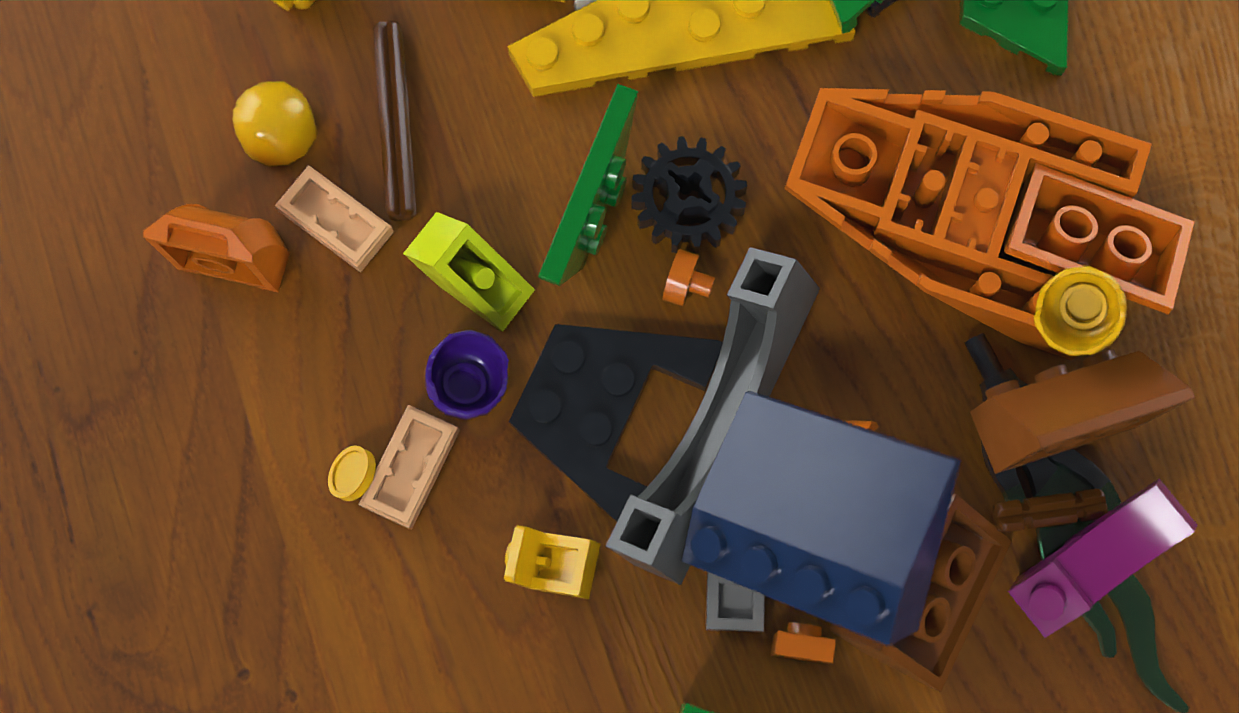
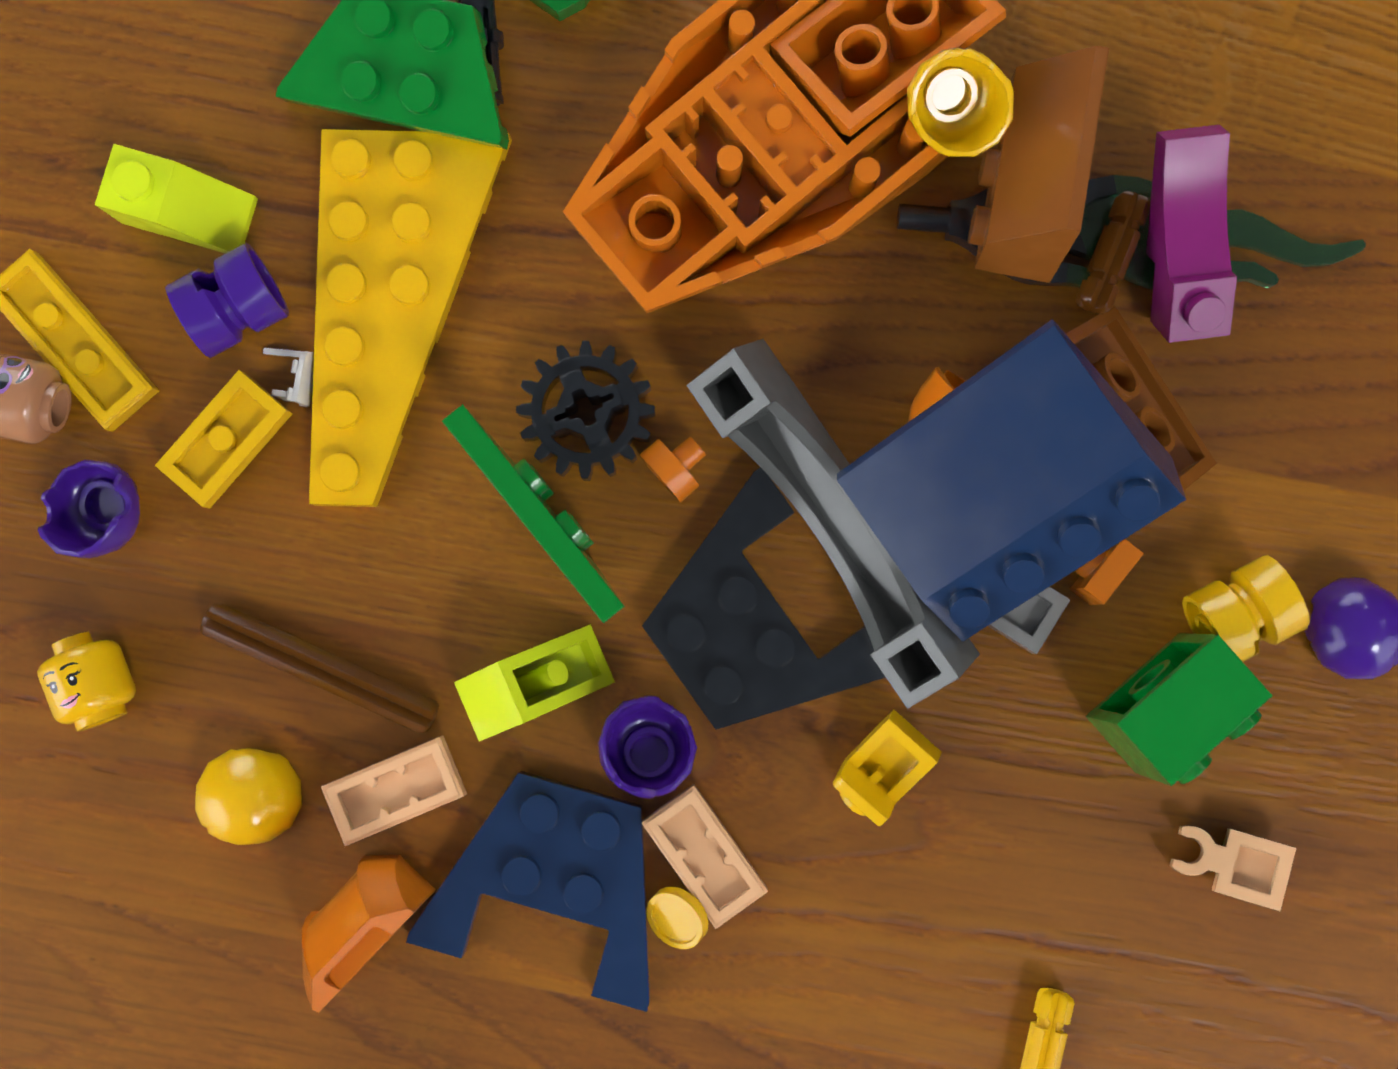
camera: 60 degrees left, 10 degrees up
(352, 366) = (560, 855): none -> dark blue wing

